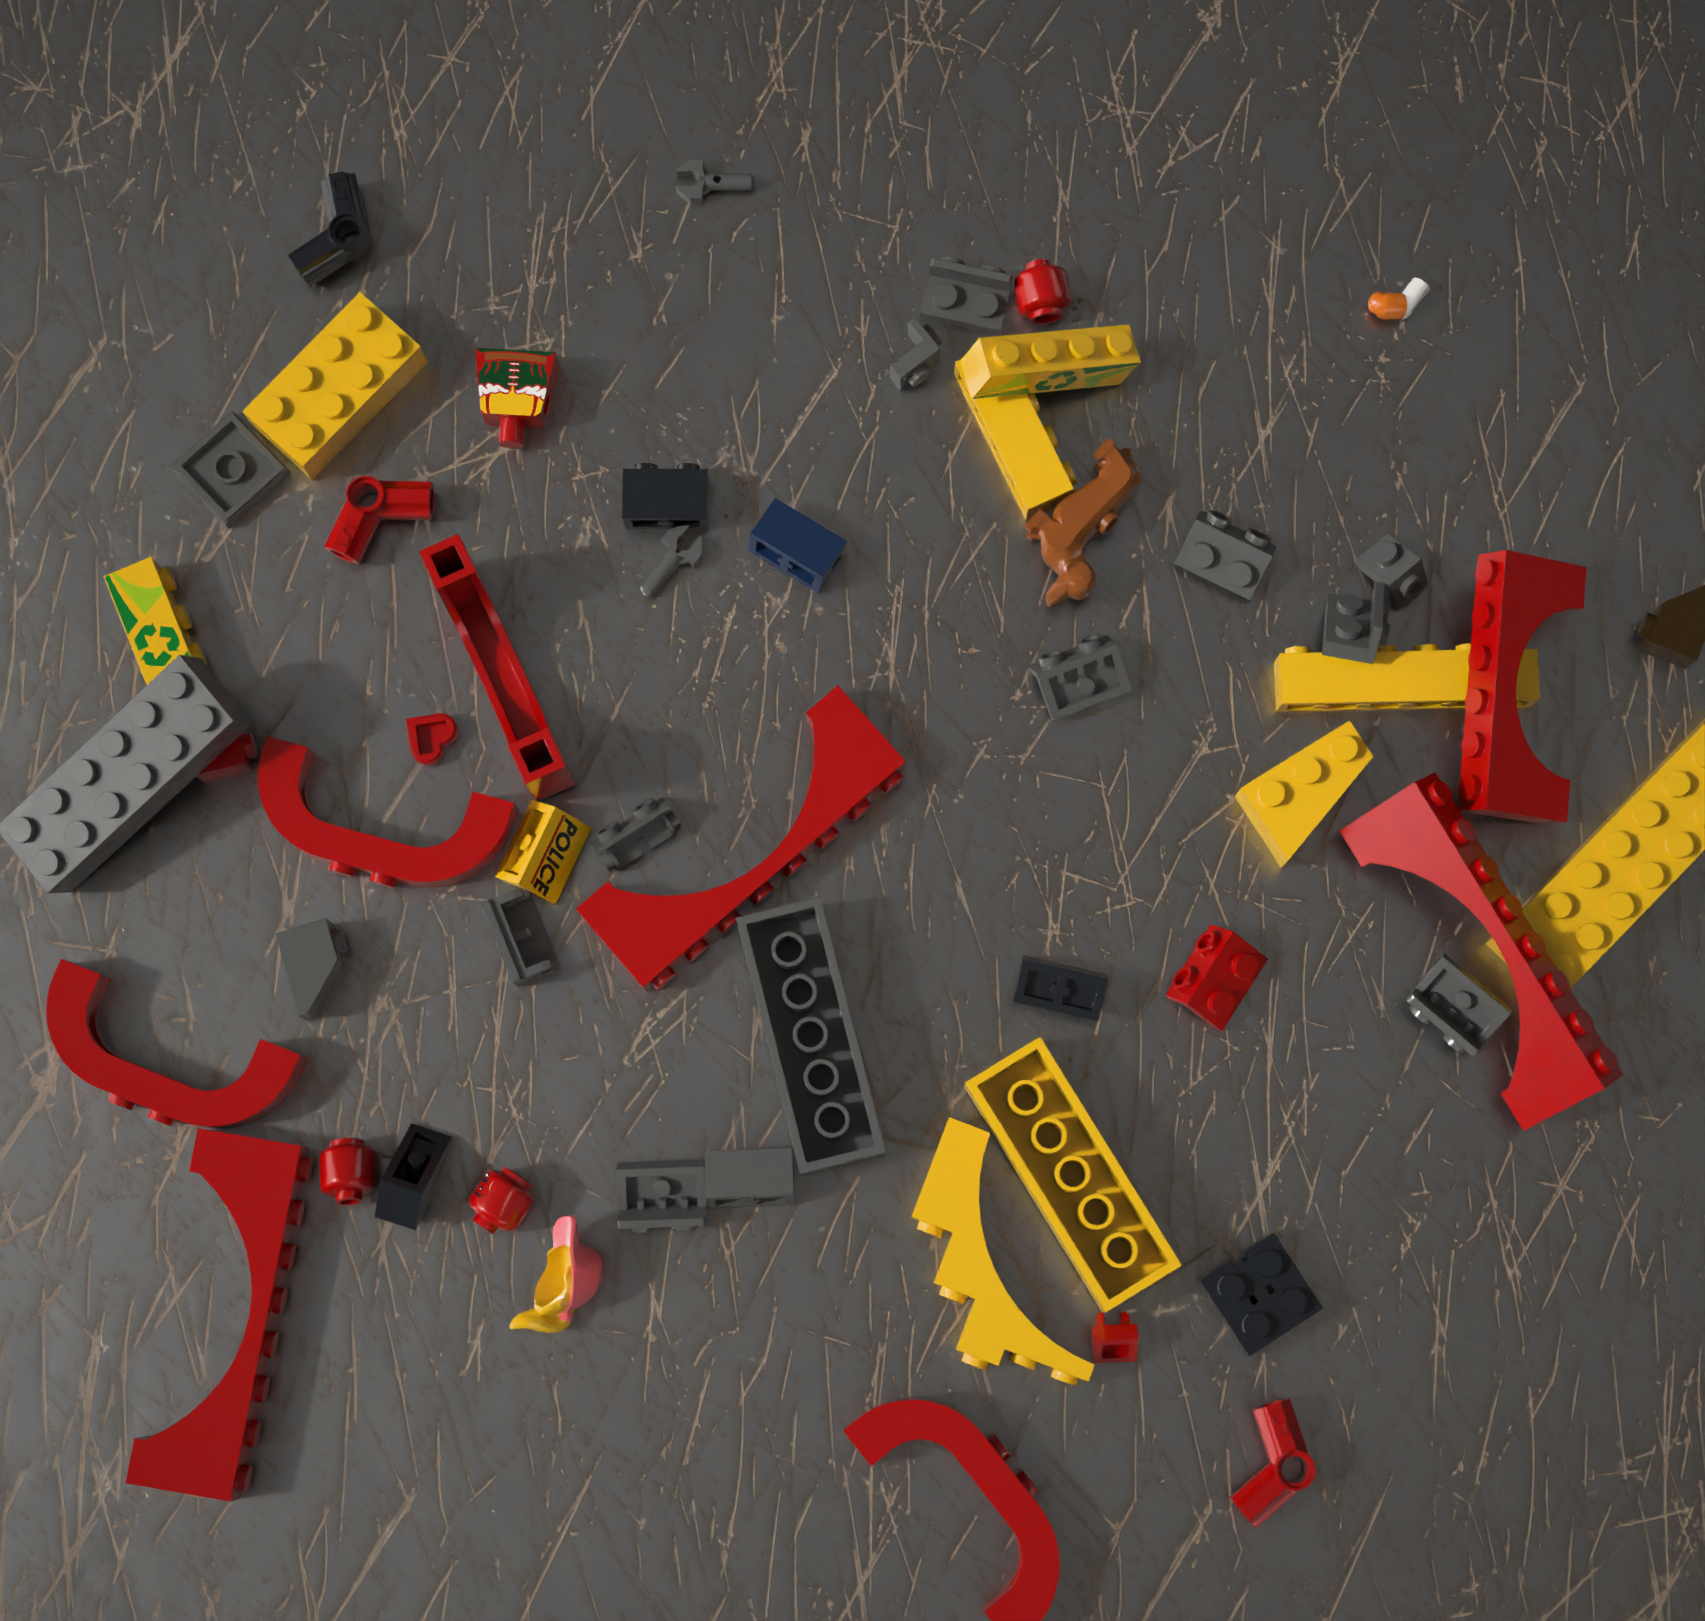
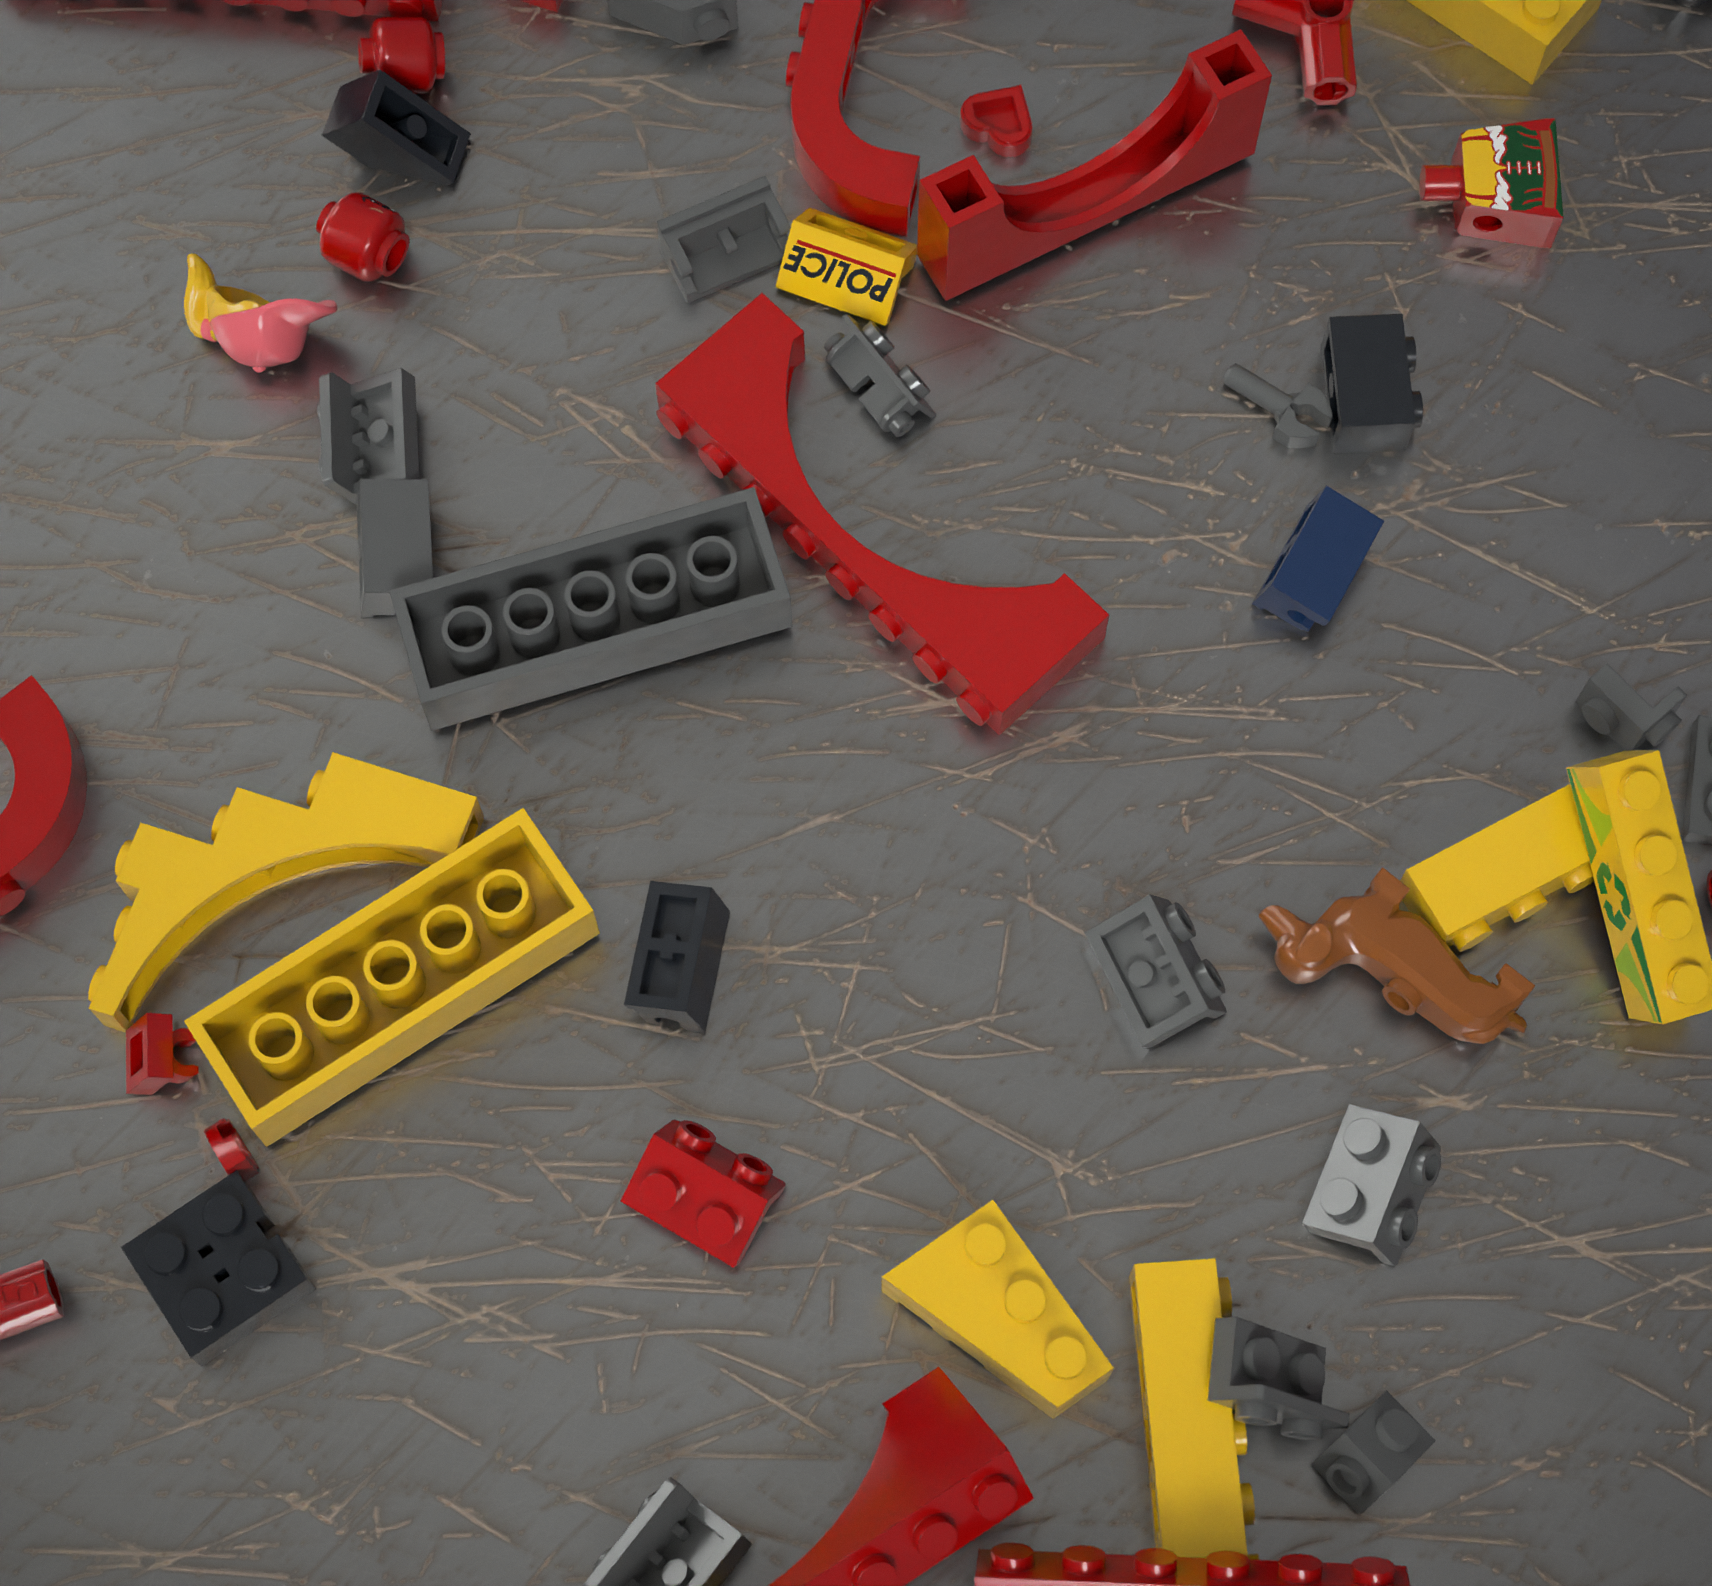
camera: 85 degrees right, 10 degrees down
(1178, 1289) = (231, 1149): none -> red tile

